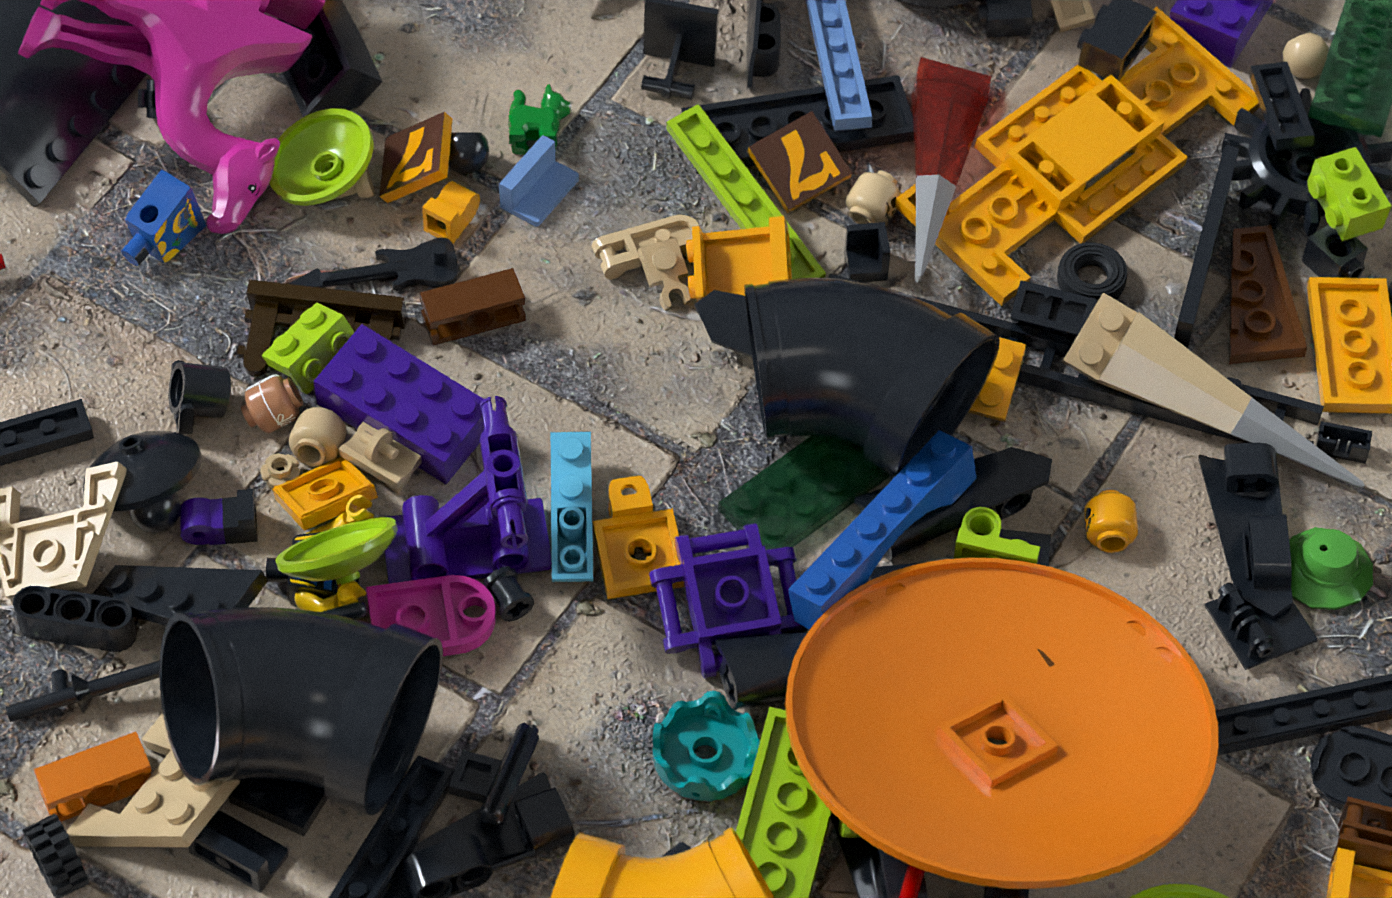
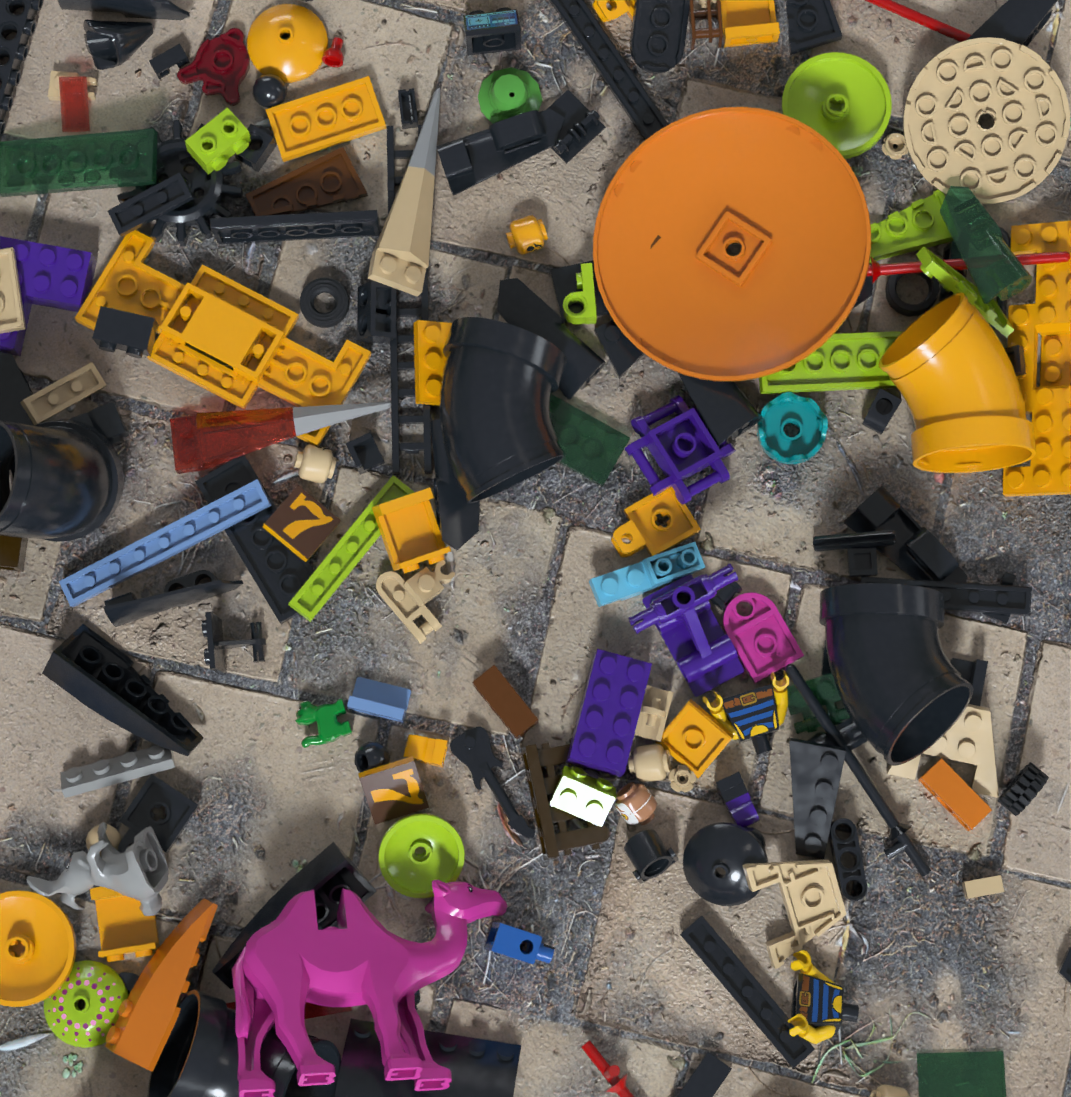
camera: 105 degrees left, 25 degrees up
(338, 551) = (752, 703): lime dish -> none
(927, 482) = (616, 364): blue arch -> none
(1306, 55) = (78, 207): tan piece -> none

